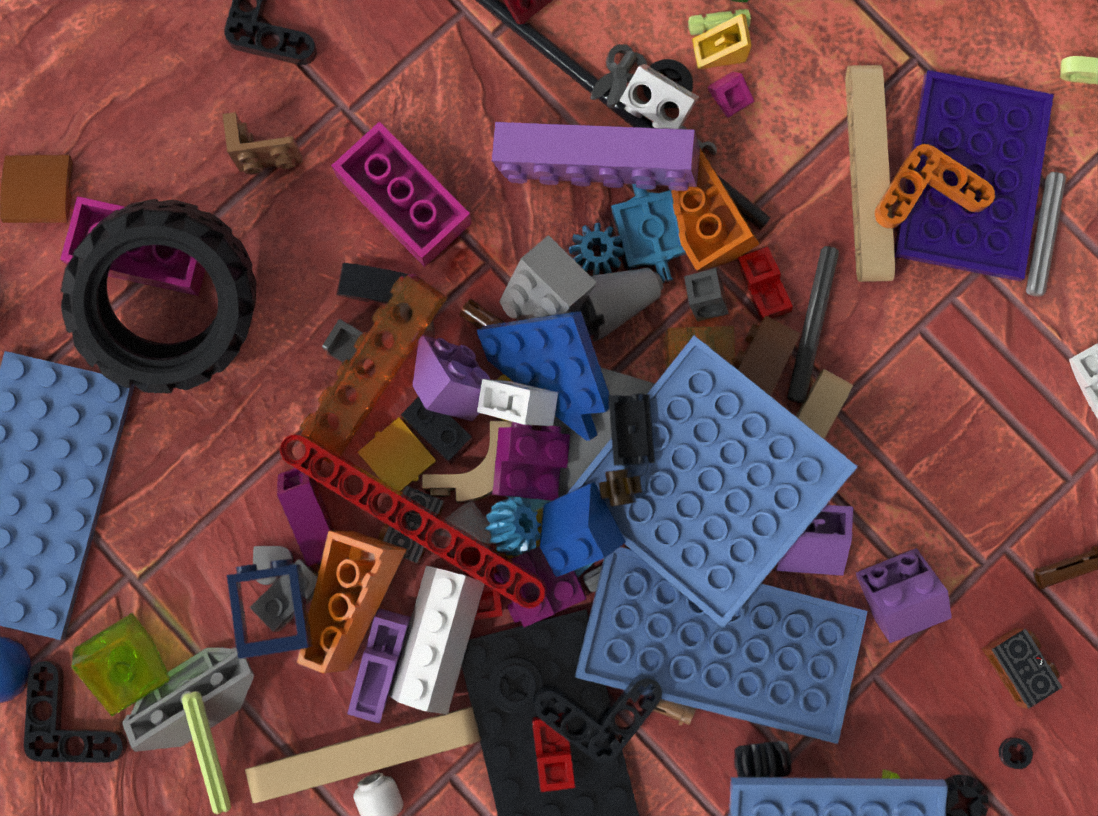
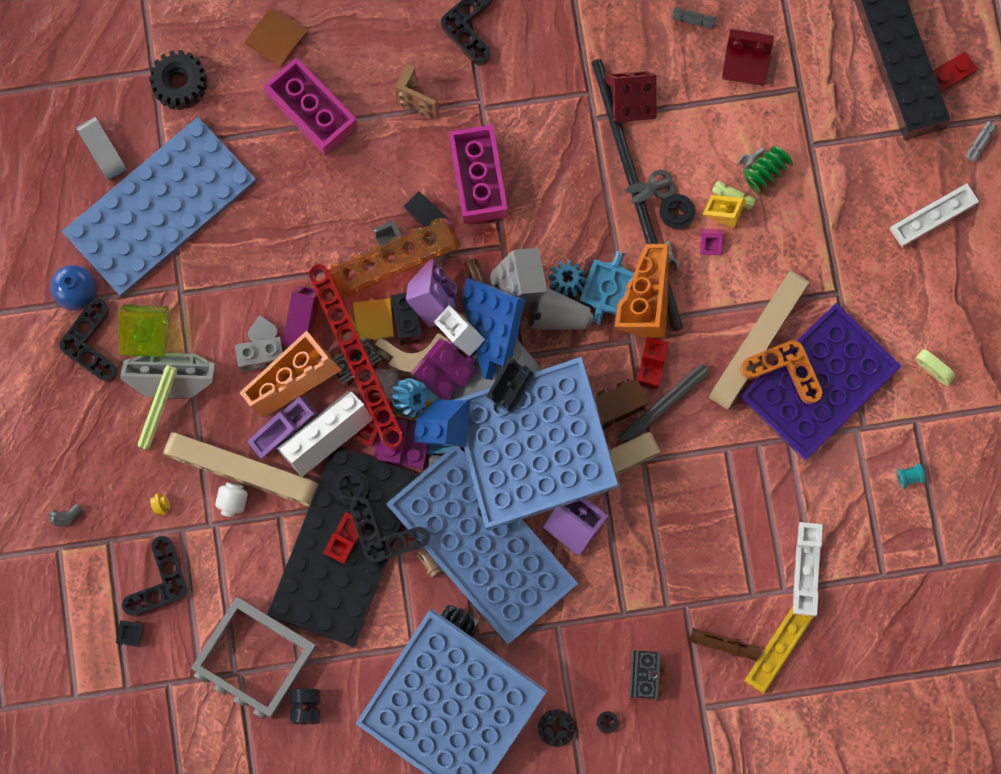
camera: 40 degrees right, 5 degrees down
(121, 353) = (262, 161): black tyre -> none
(277, 645) = (235, 372): dark blue window -> none
(597, 155) = (602, 224): medium lavender brick -> none
(620, 487) = (482, 413): dark brown gear -> none
(662, 91) = (667, 213): white brick -> none
(706, 295) = (611, 344): dark grey brick -> none
(717, 338) = (597, 373): clear yellow brick -> none
(904, 595) = (605, 589): medium lavender slope -> none
(1046, 234) = (839, 444): light grey axle -> none

